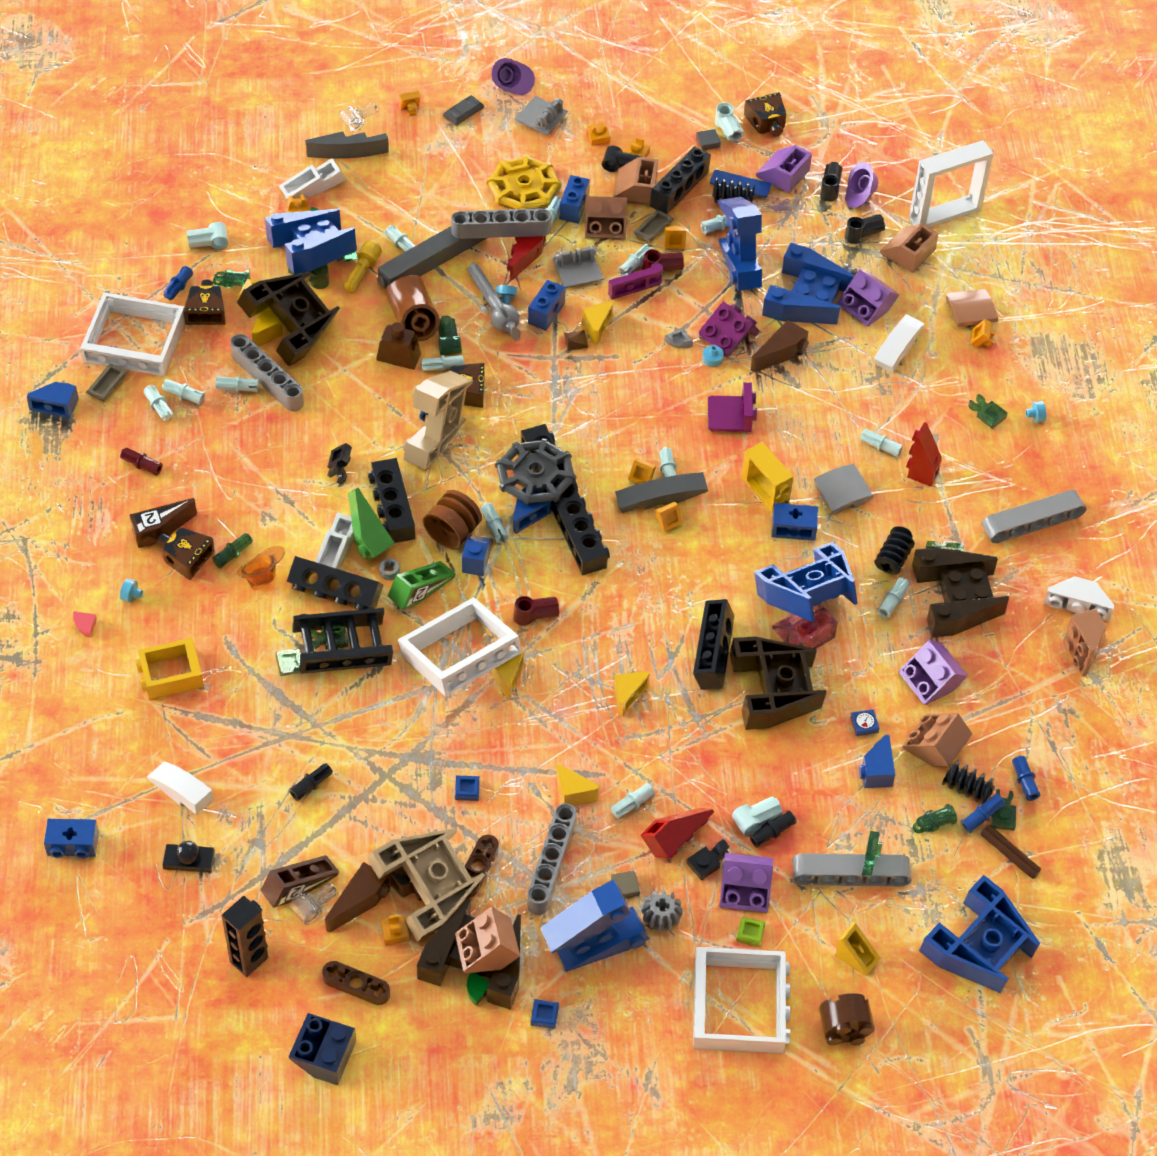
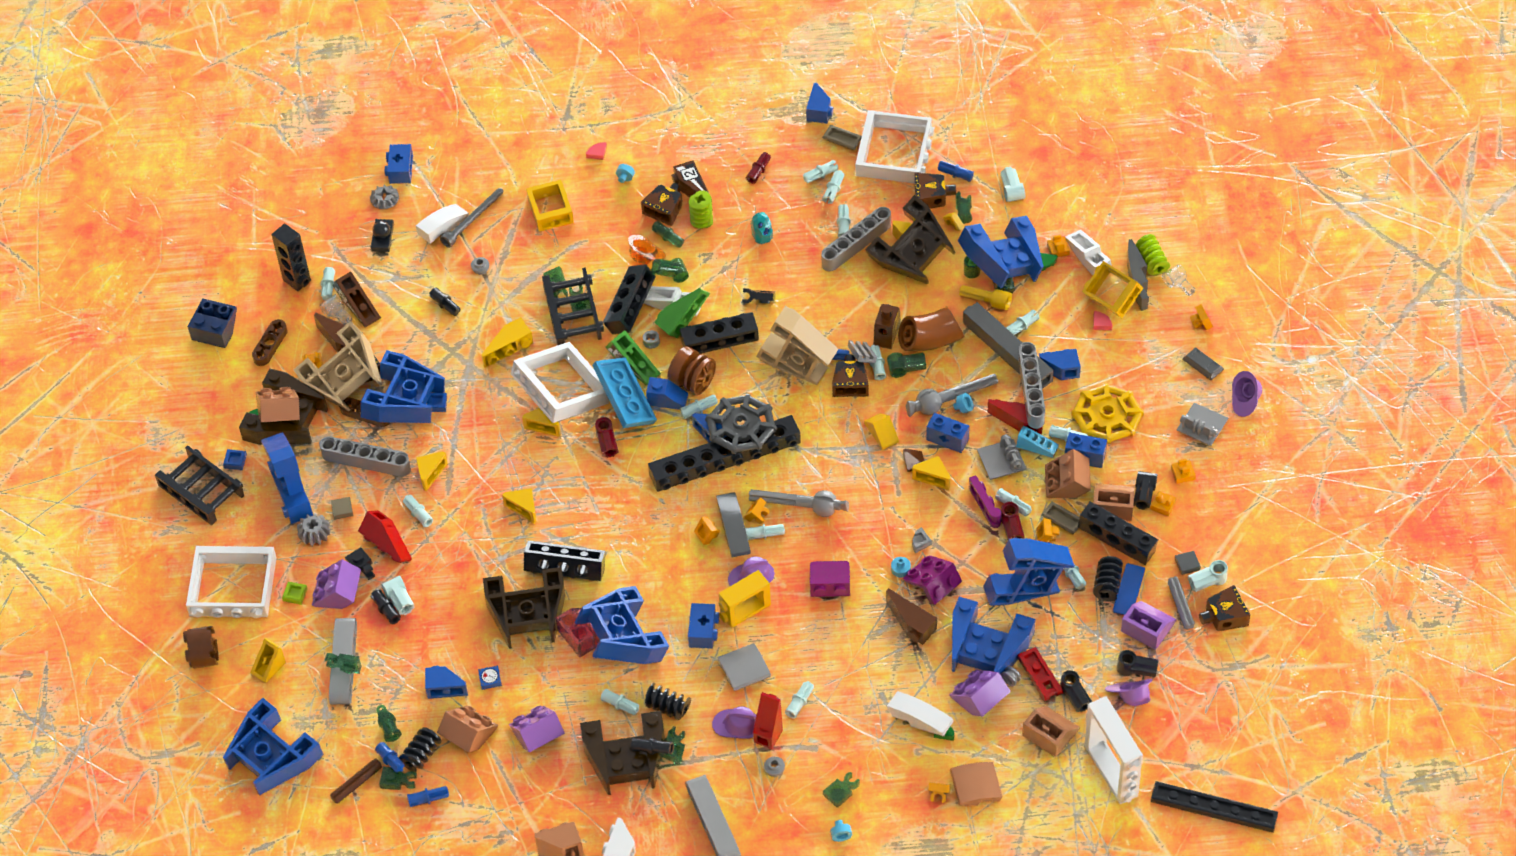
camera: 95 degrees right, 0 degrees up
(131, 861) = (391, 197): none -> light grey gear
(208, 777) = (449, 238): none -> dark grey piece
(210, 507) = (701, 210): none -> lime piece
(241, 457) = (761, 228): none -> teal rock
(255, 750) = (480, 265): none -> light grey plate
(274, 916) = (327, 282): none -> light aqua axle
(293, 541) = (673, 268): none -> clear green piece
(320, 129) = (1152, 255): none -> lime piece
(381, 708) = (509, 340): none -> yellow slope
(385, 145) = (1126, 298): none -> yellow window
(402, 180) = (1101, 321): none -> coral tile
(438, 366) = (862, 350): none -> light grey tile
(459, 202) = (1063, 362): none -> blue slope
(461, 805) = (406, 394): none -> blue wedge
(479, 584) = (624, 392): none -> dark azure plate
(532, 363) = (882, 430): none -> yellow slope
(560, 238) = (1036, 443): none -> medium azure slope
(598, 1071) = (194, 501): none -> black fence
(636, 412) = (823, 502): none -> light grey piece
(723, 482) = (750, 566): none -> medium lavender piece
(755, 147) = (1181, 603): none -> light grey axle
(847, 251) = (1039, 673): none -> red plate
(911, 498) = (735, 723): none -> medium lavender piece
(963, 466) = (774, 771): none -> light grey plate
(966, 552) = (652, 746): none -> black pin
(984, 131) = (1214, 806): none -> black tile

